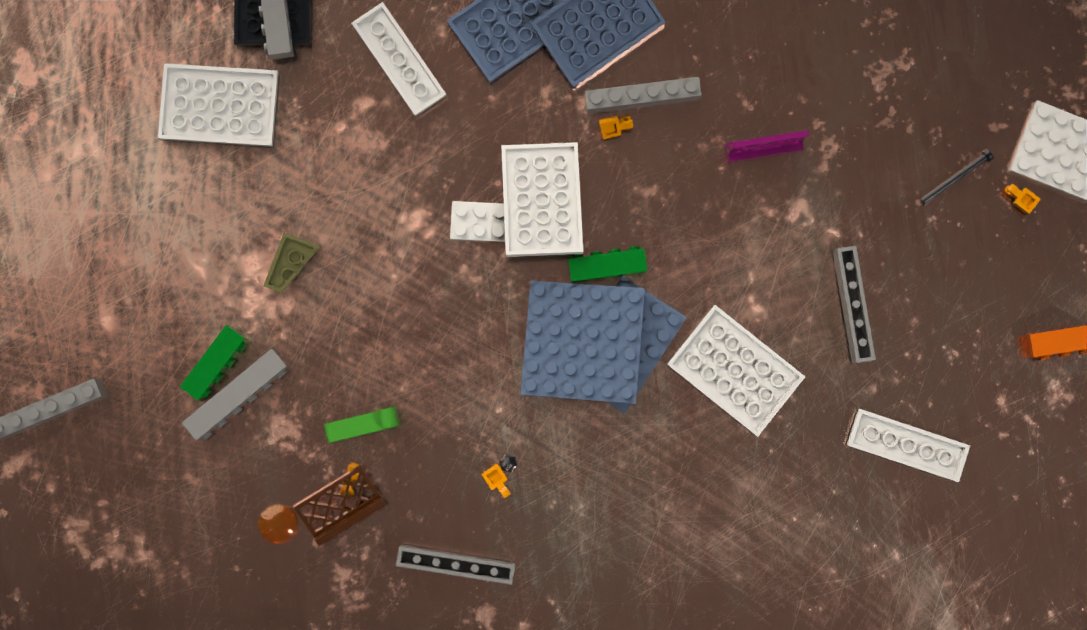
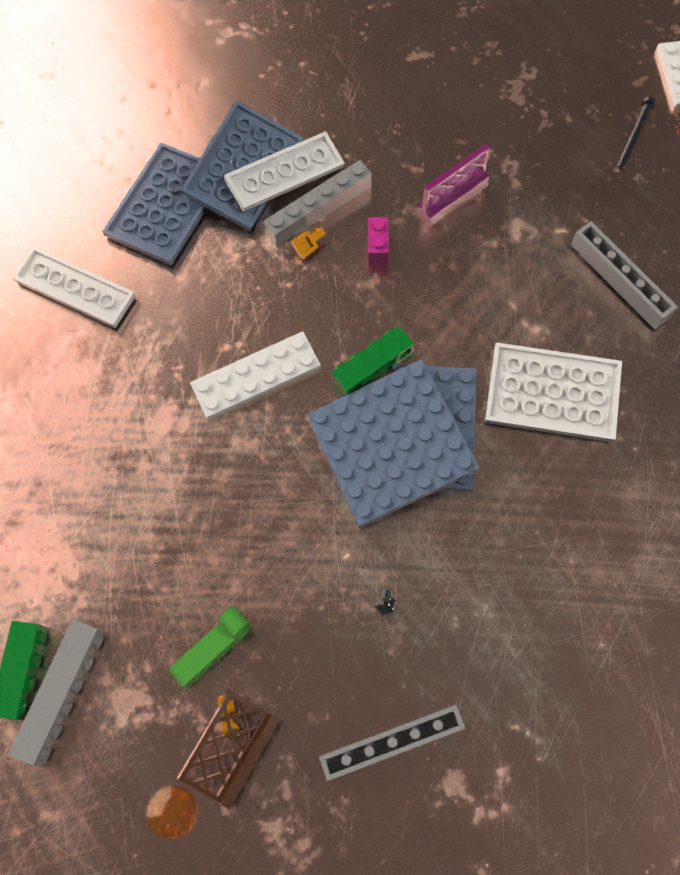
camera: 25 degrees left, 15 degrees down
(289, 261) = (52, 524): olive wing -> none
(495, 479) = (382, 626): light orange plate -> none
(542, 199) = (276, 335): white plate -> none
(630, 49) = (283, 171): none -> white plate
(672, 159) = (378, 241): none -> dark pink brick

